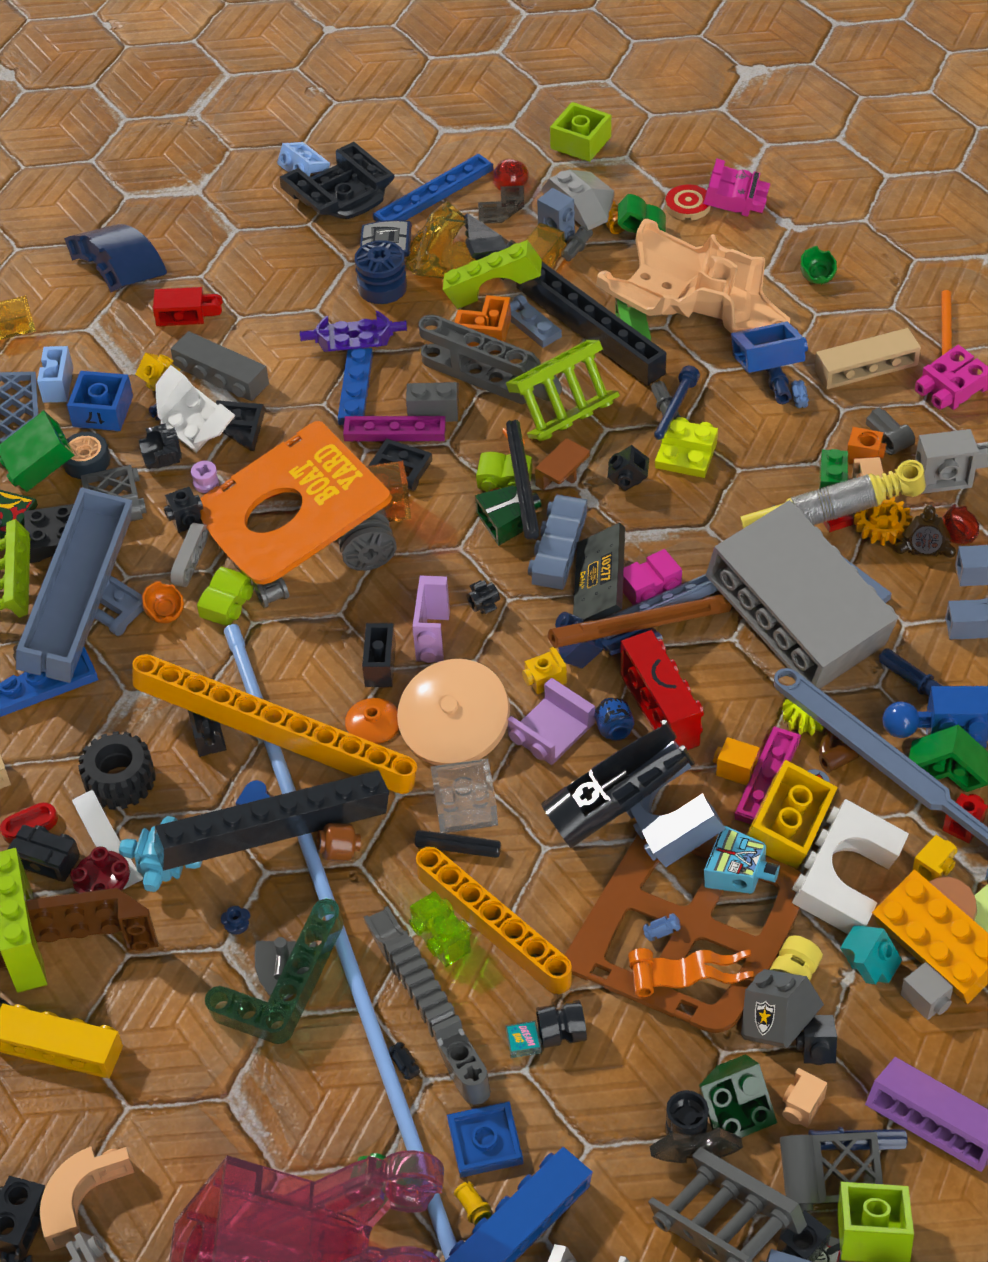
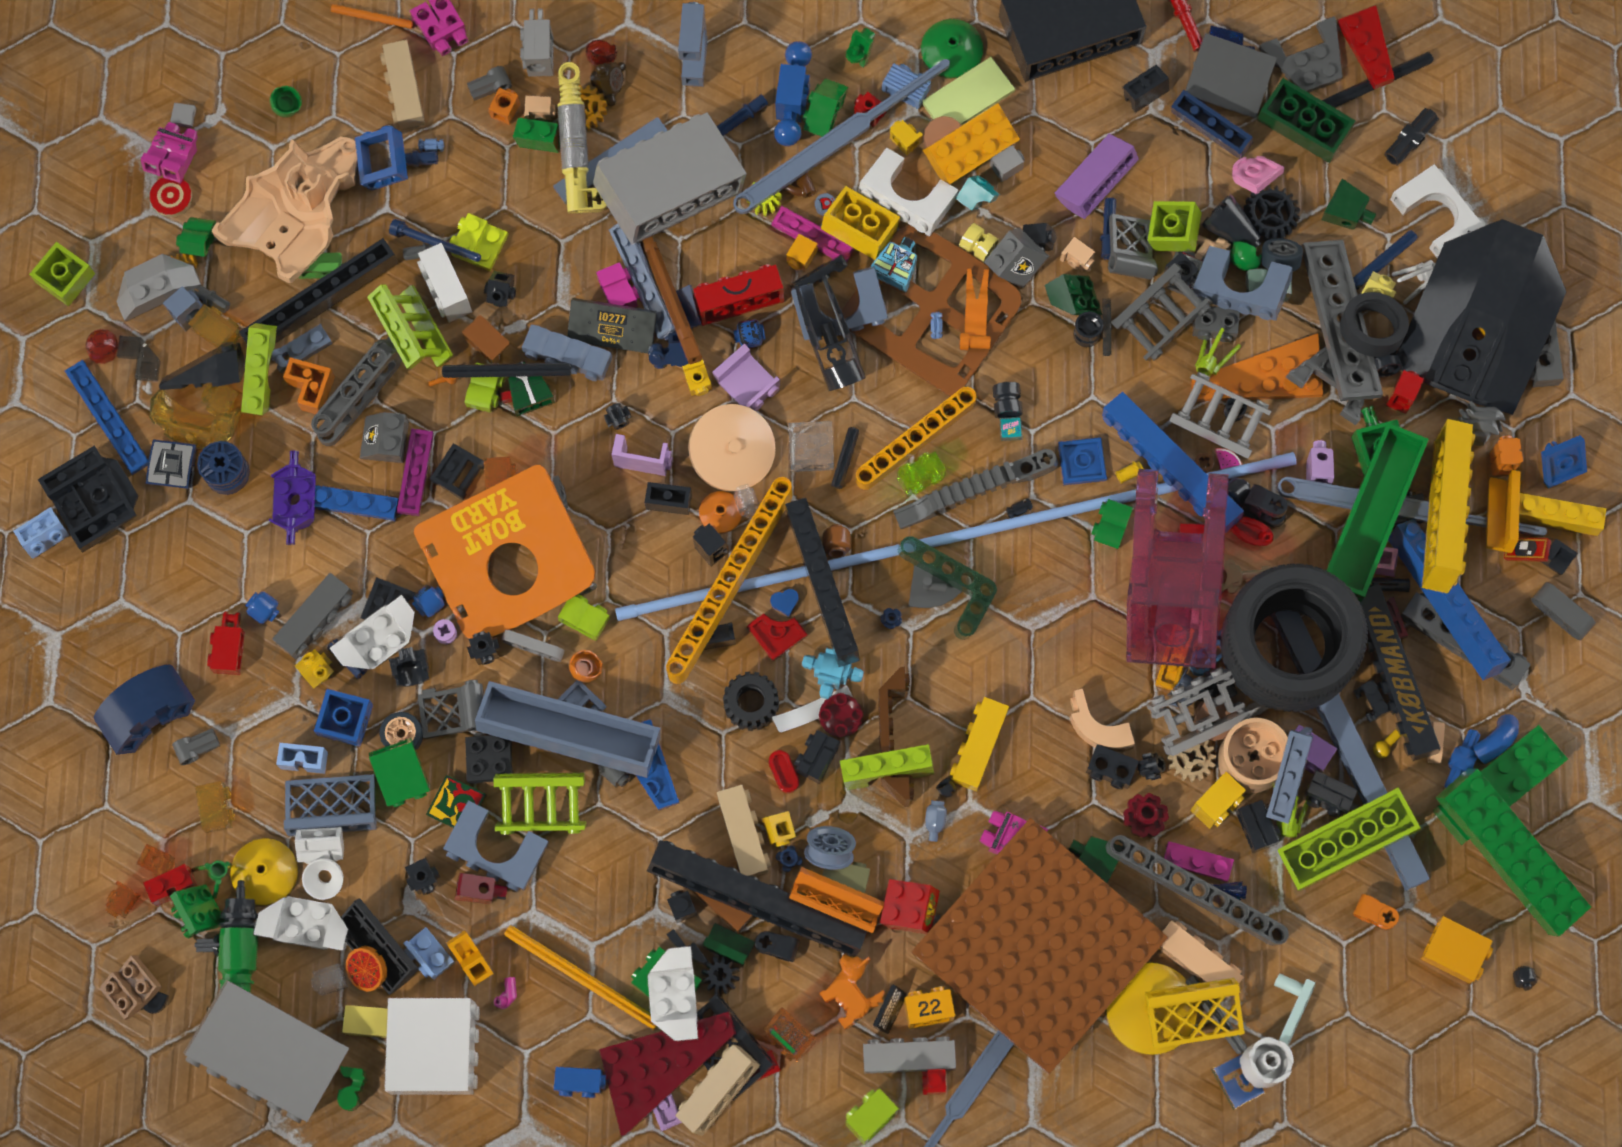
camera: 85 degrees left, 25 degrees up
(73, 296) = (190, 748): none -> dark grey piece
(209, 790) = (776, 636): none -> red tile
(228, 325) = (262, 607): none -> blue head
(238, 455) = (428, 600): none -> blue head
(320, 697) = (709, 544): none -> black brick
(389, 736) = (746, 500): none -> clear brick
(623, 415) = (443, 283): none -> white brick
(713, 786) = (837, 264): none -> black hinge
(784, 198) = (183, 115): none -> light grey tile

